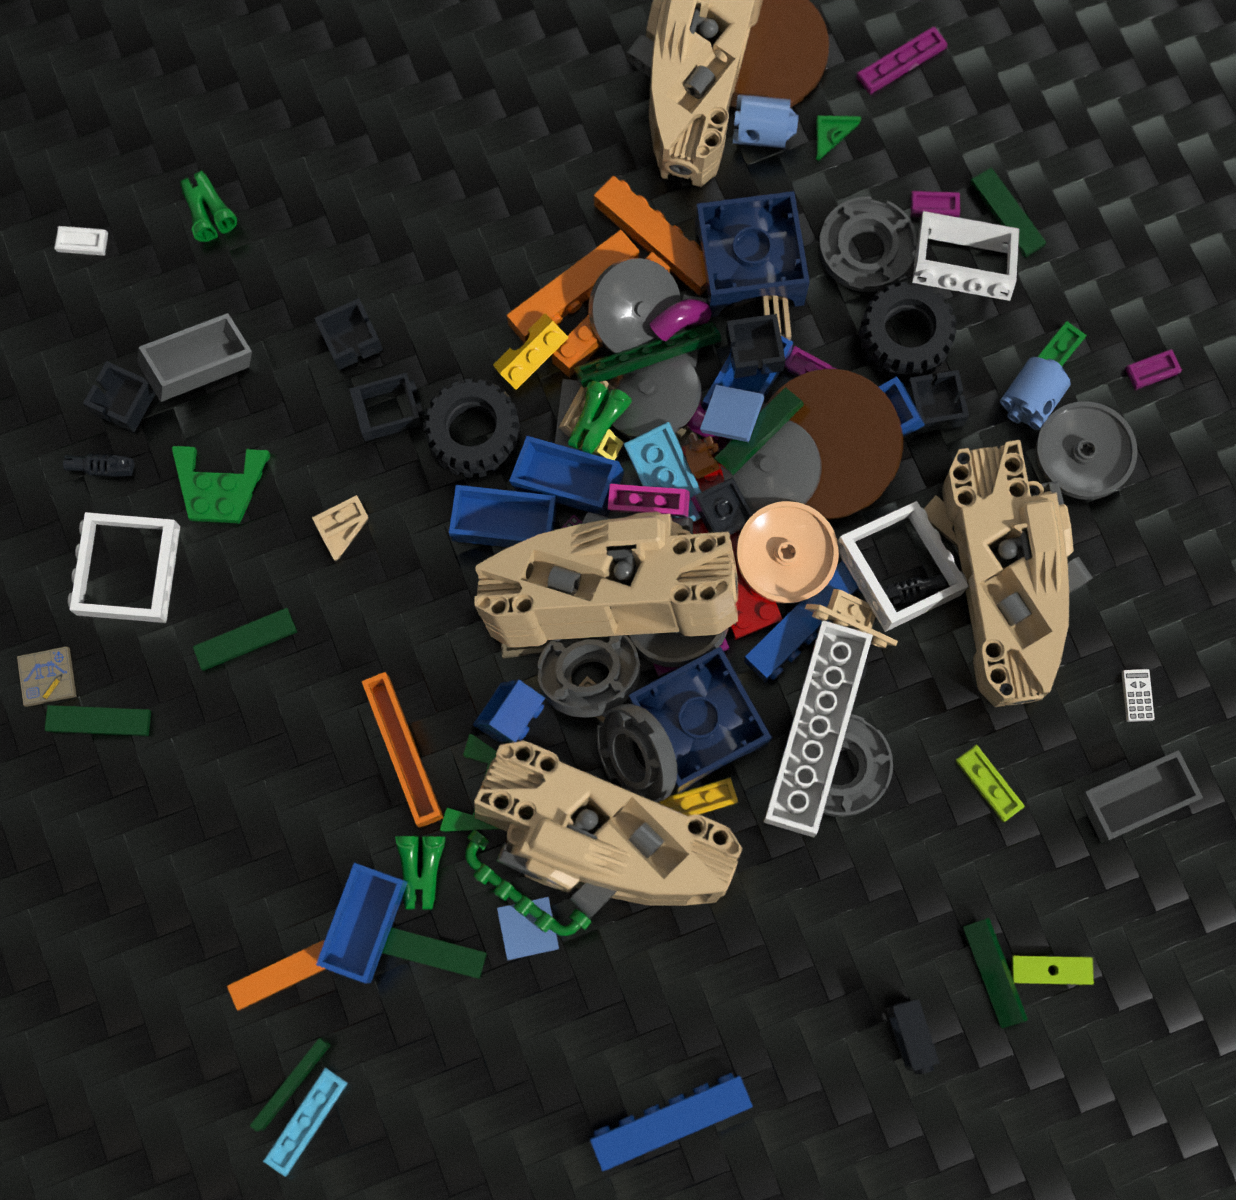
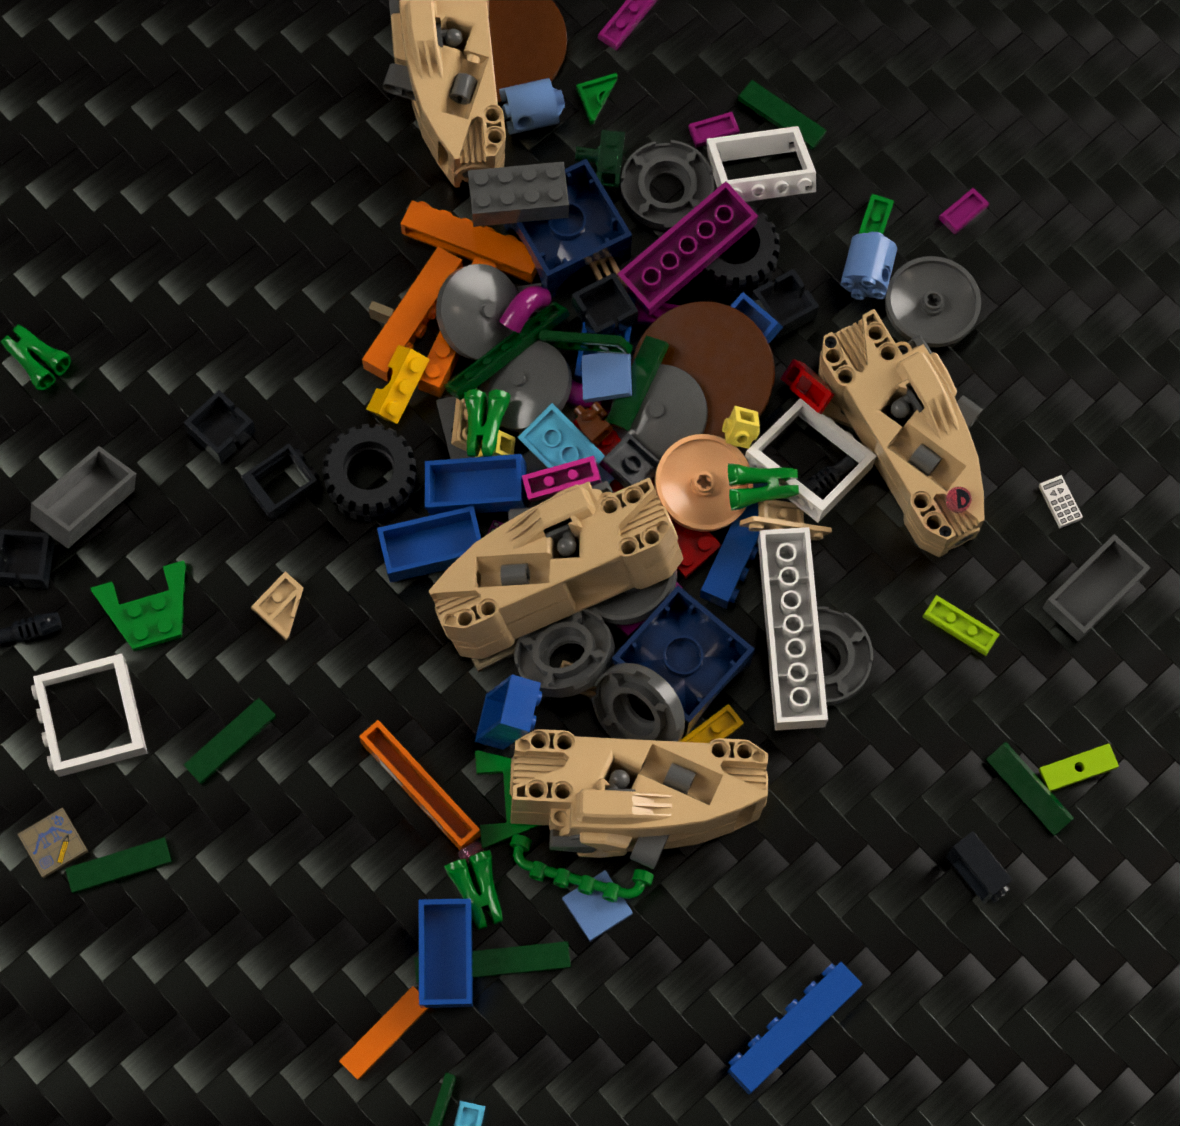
camera: 25 degrees left, 5 degrees down
(427, 830) = (470, 850): none -> clear pink tile
(542, 274) = (380, 312): none -> dark tan tile
(712, 204) = (518, 194): none -> dark grey piece
(724, 373) = (586, 342): none -> dark green tile
(819, 196) = (607, 157): none -> clear green brick
(826, 559) = (744, 475): none -> green piece
(844, 511) = (741, 427): none -> light yellow brick
(859, 314) = (687, 248): none -> magenta brick
(927, 492) = (808, 385): none -> red slope
(1031, 662) = (958, 499): none -> clear pink tile

